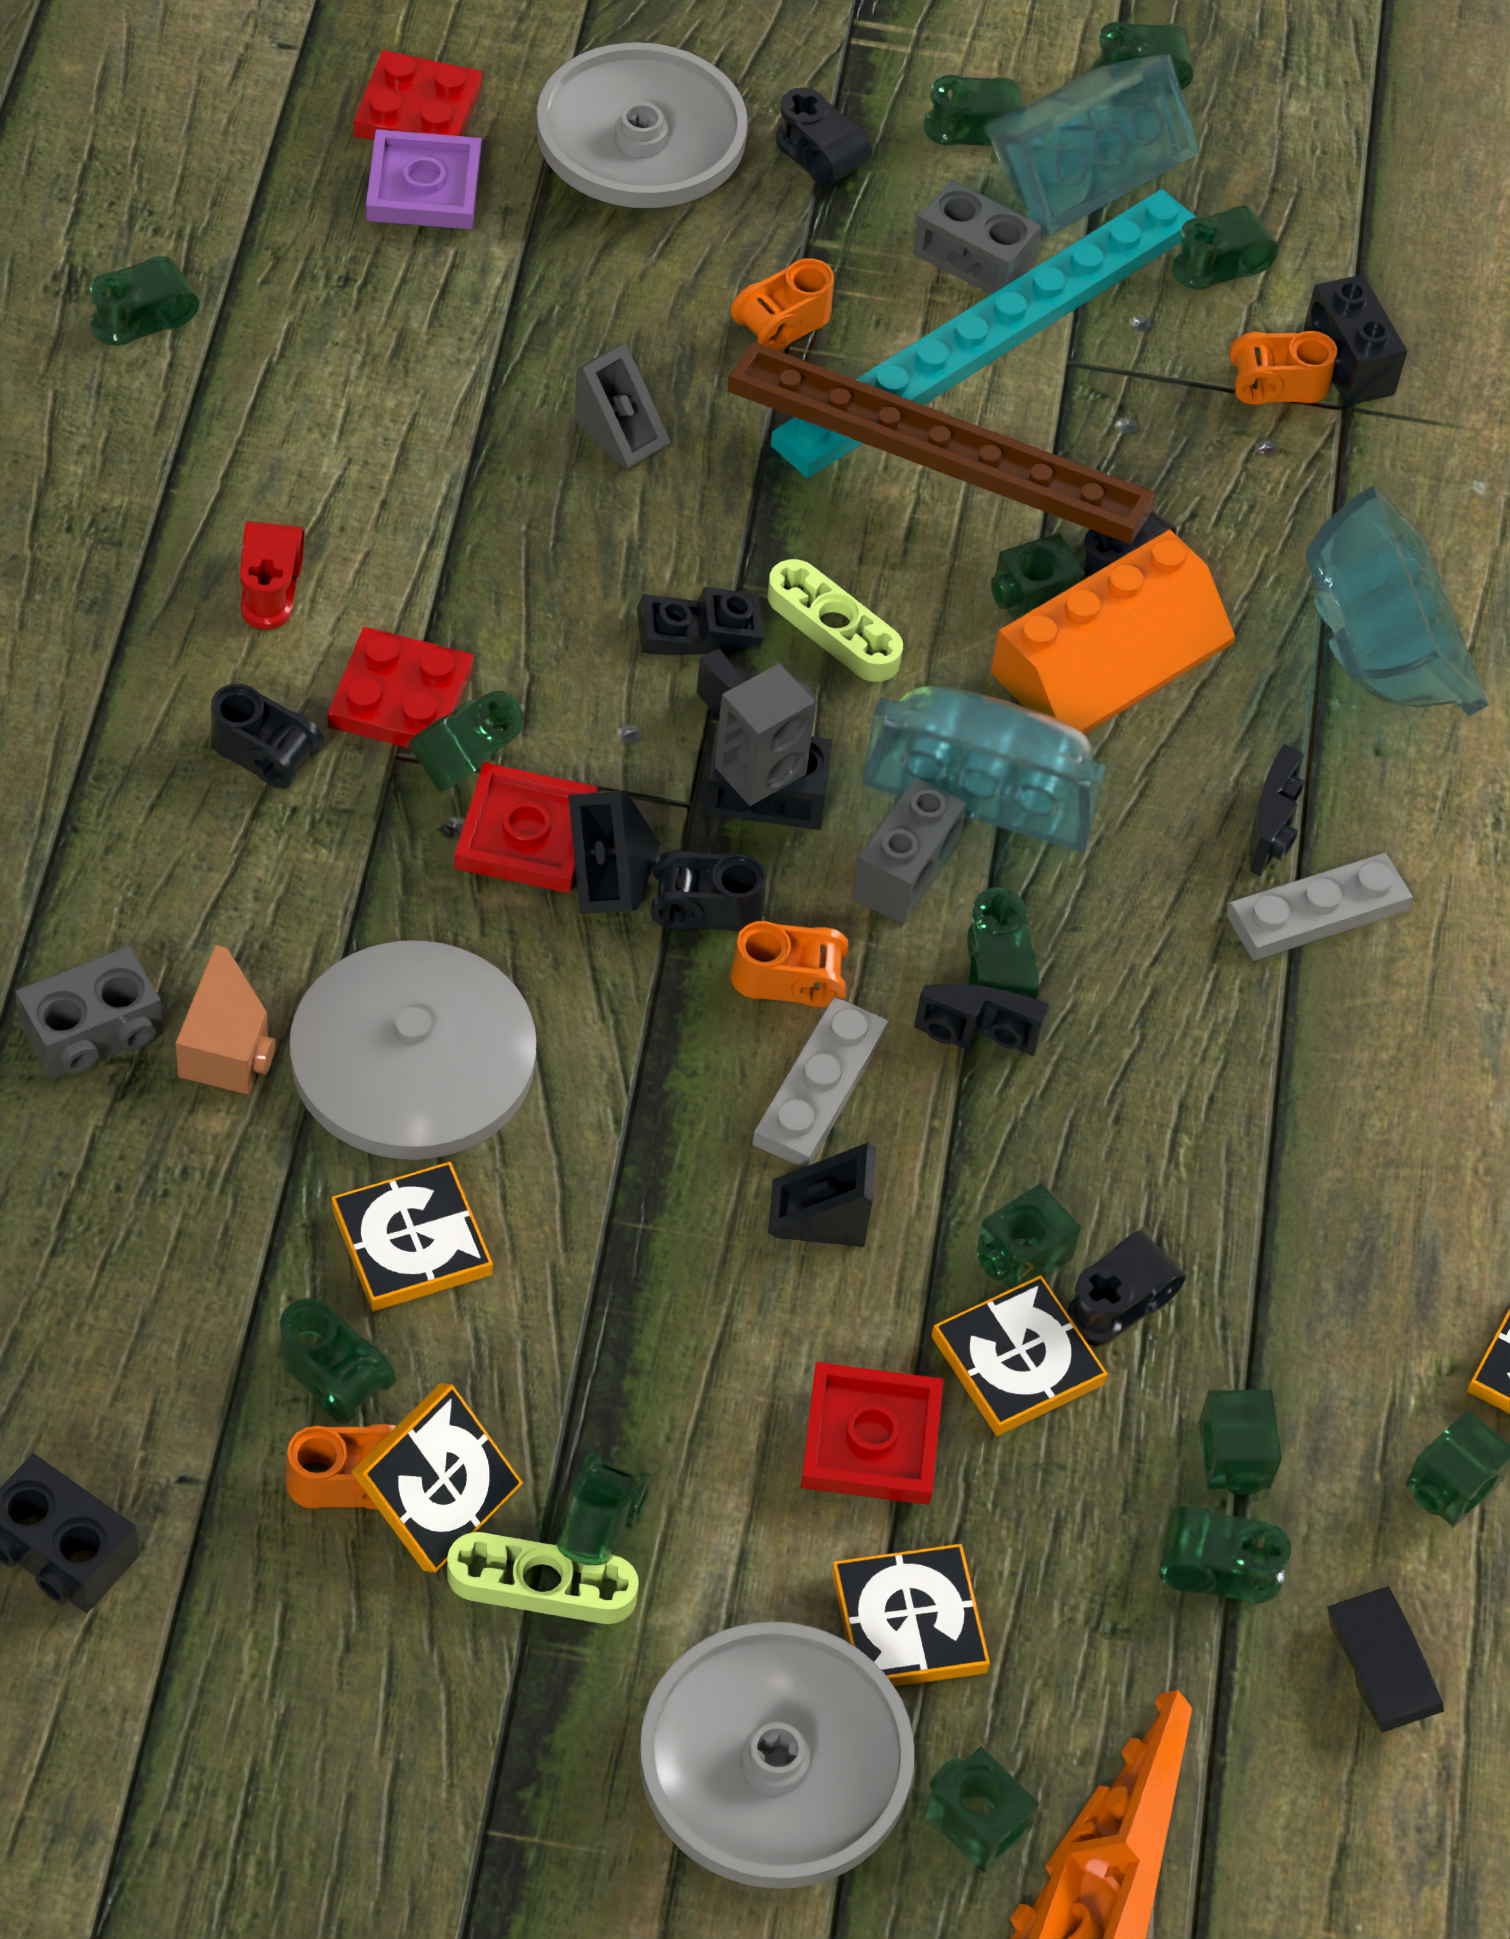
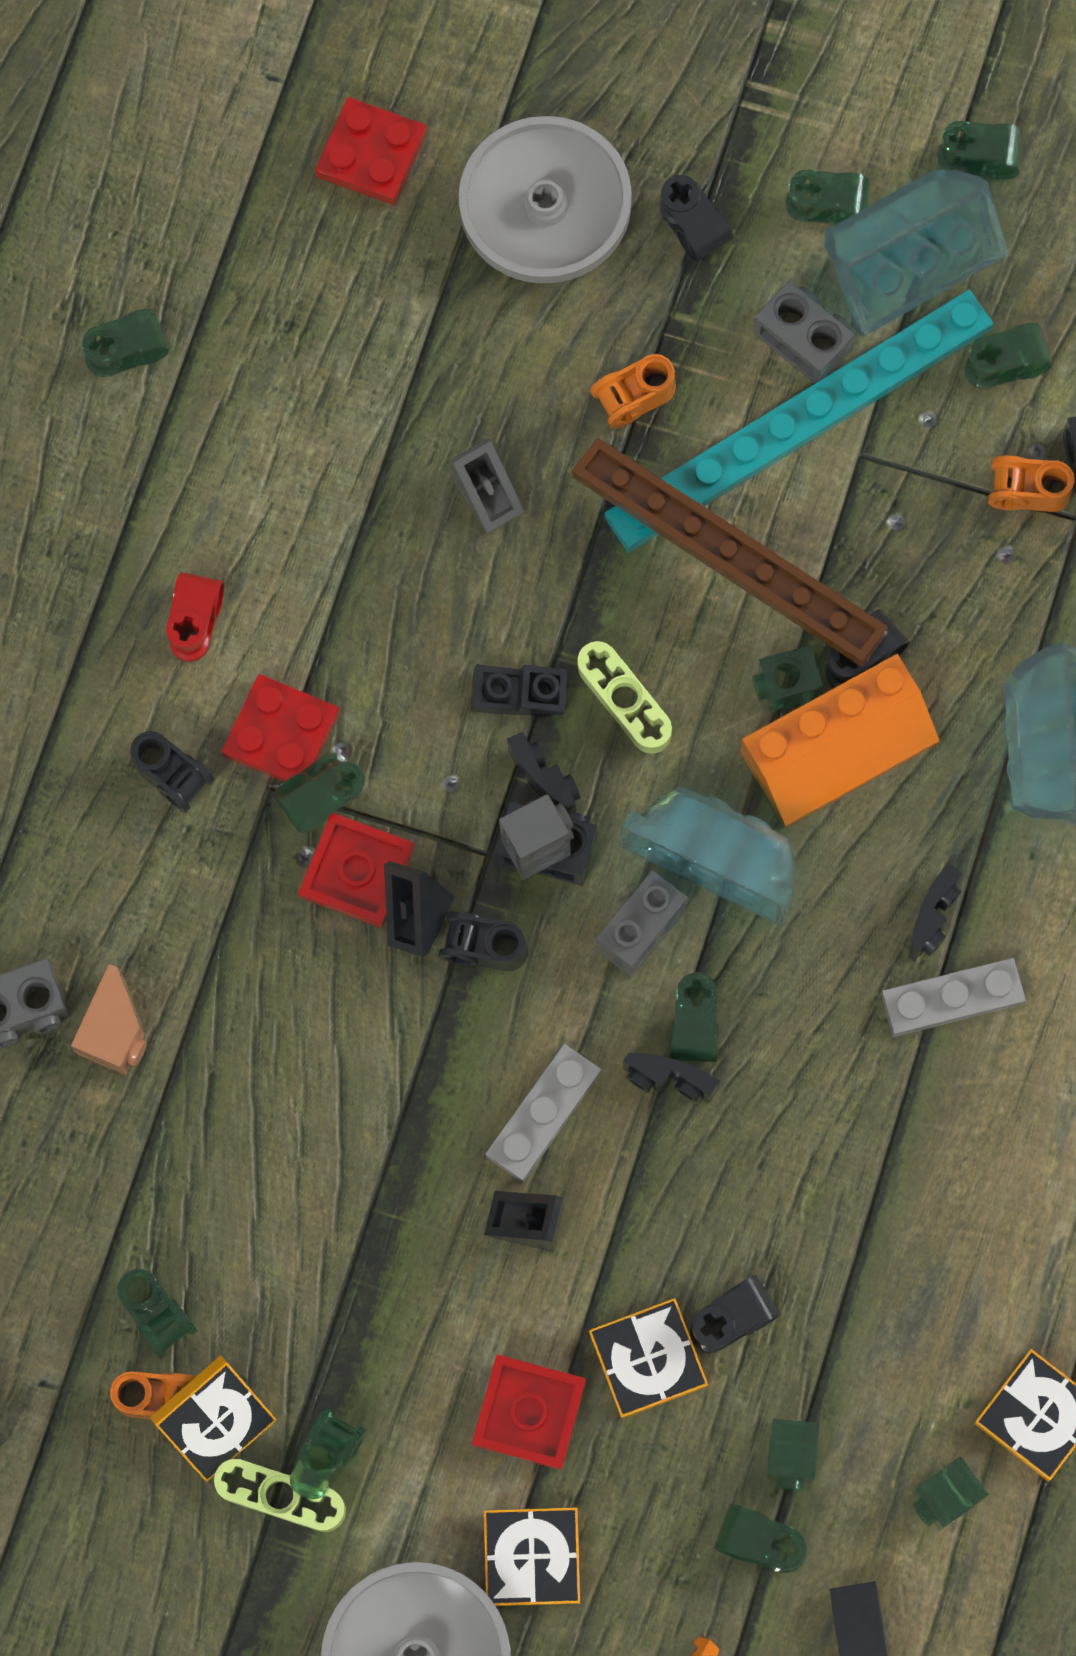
camera: 20 degrees right, 20 degrees up
(411, 1236) = (225, 1210): tile -> none
(413, 1050) = (248, 1052): light grey dish -> none
(423, 179) = (363, 235): medium lavender plate -> none
(790, 964) = (539, 1014): orange piece -> none
(1030, 1217) = (675, 1250): clear green brick -> none

